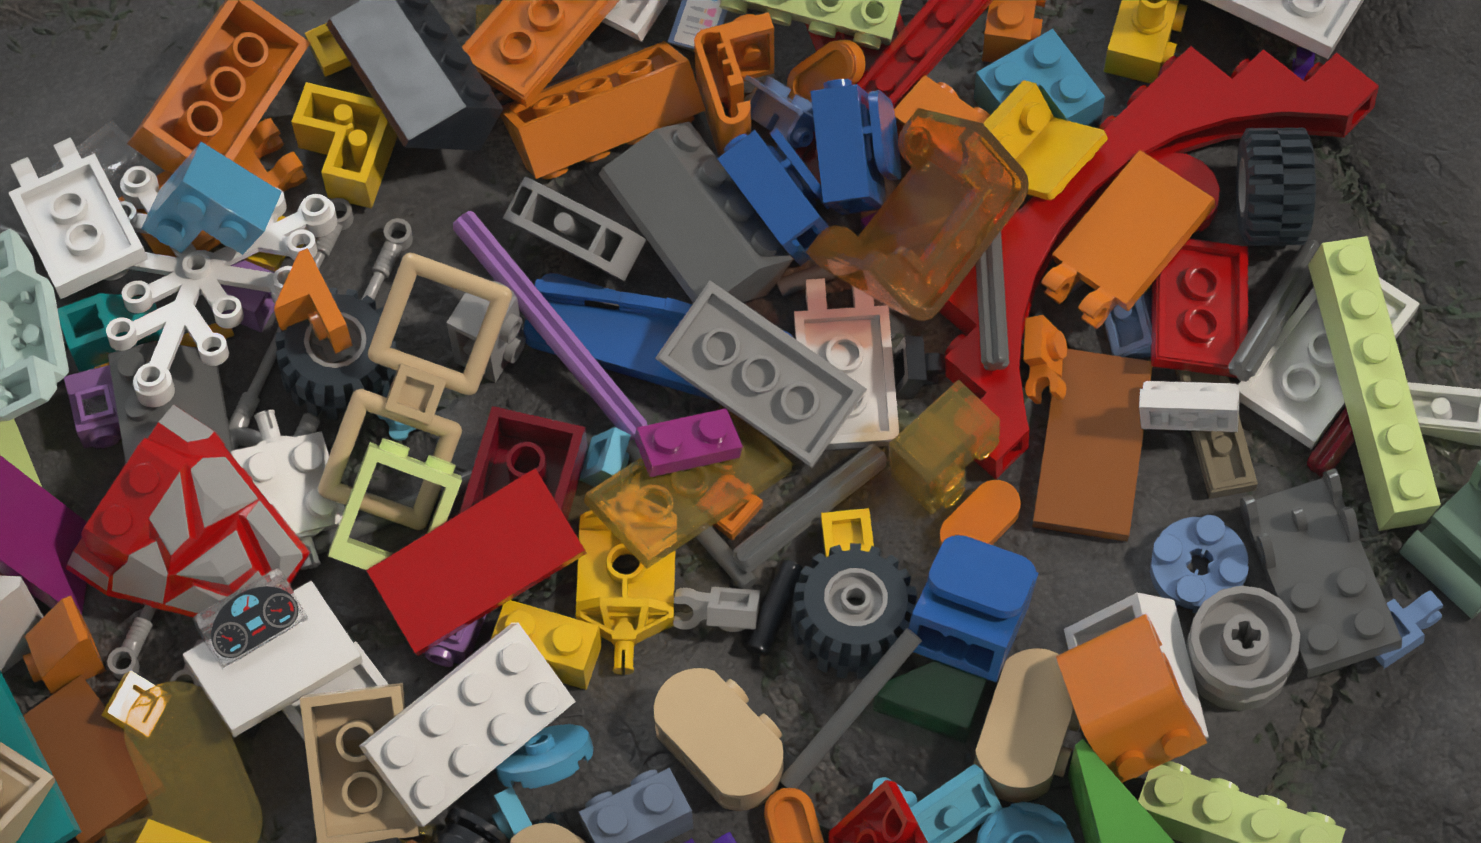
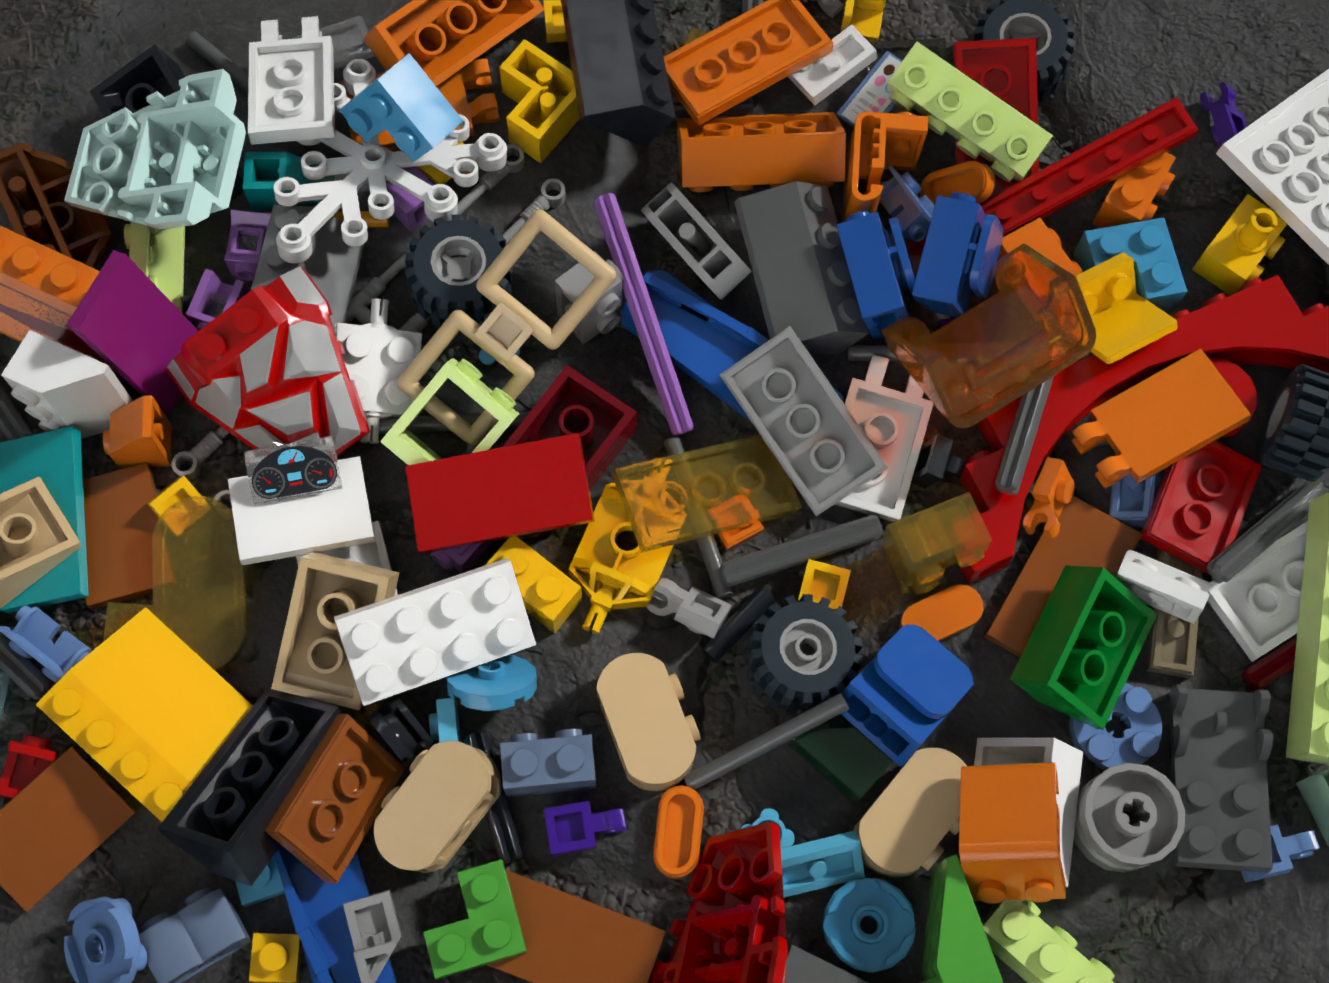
camera: 15 degrees right, 5 degrees up
(87, 480) = (213, 298): none -> medium lavender window
(308, 297) = (447, 216): orange slope -> none
(605, 456) = (647, 442): medium azure plate -> none
(688, 442) = (719, 457): magenta plate -> none
(1134, 492) = (1084, 645): none -> green slope

